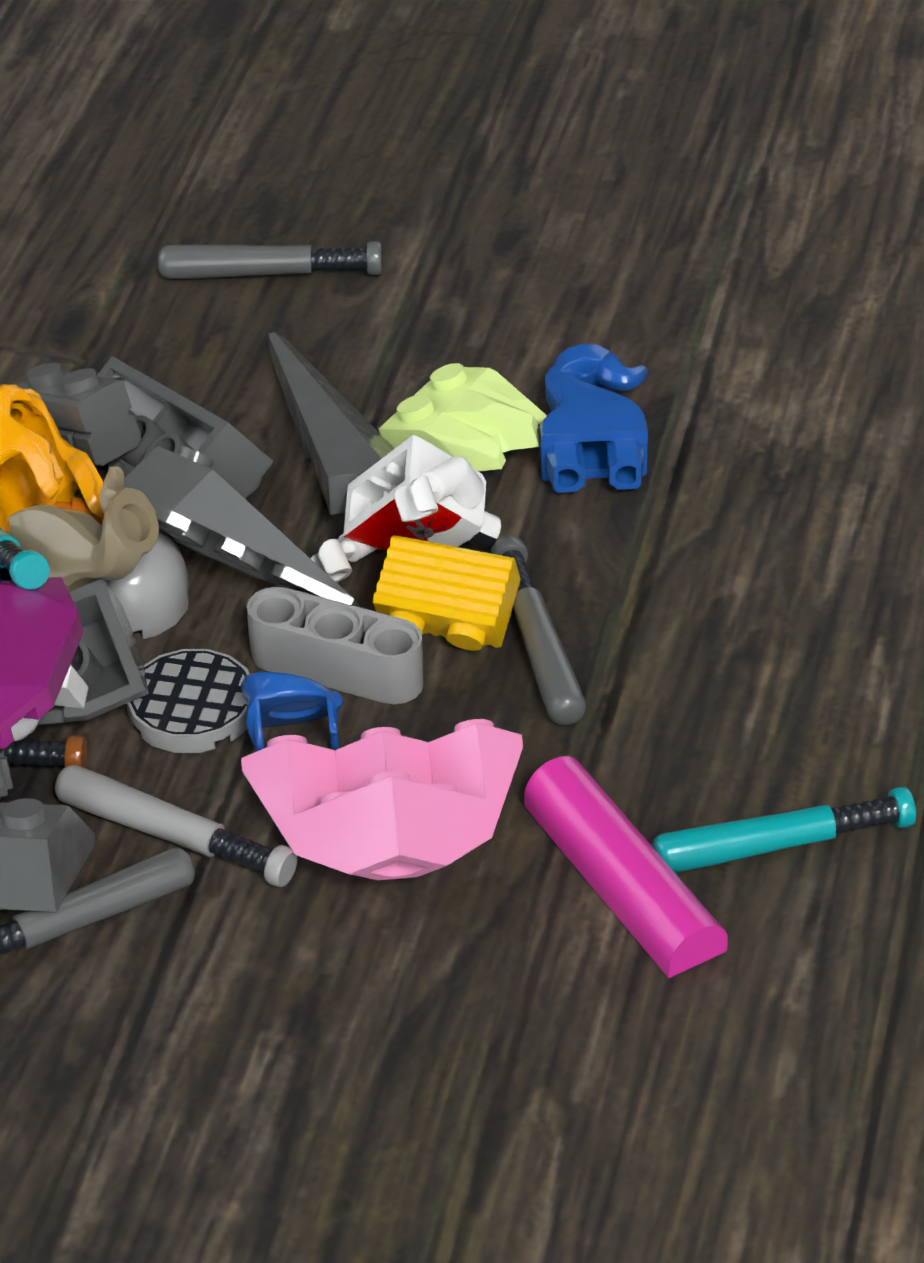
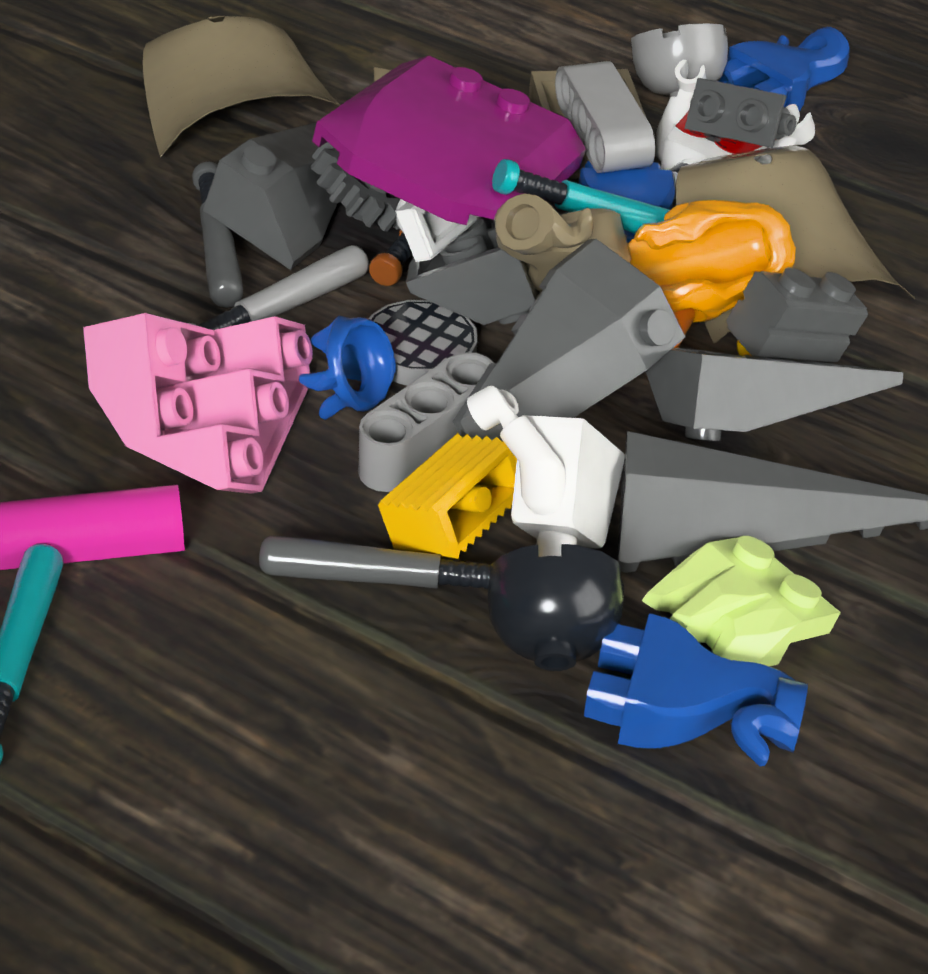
camera: 105 degrees right, 0 degrees up
(555, 495) = (555, 605): none -> black cylinder

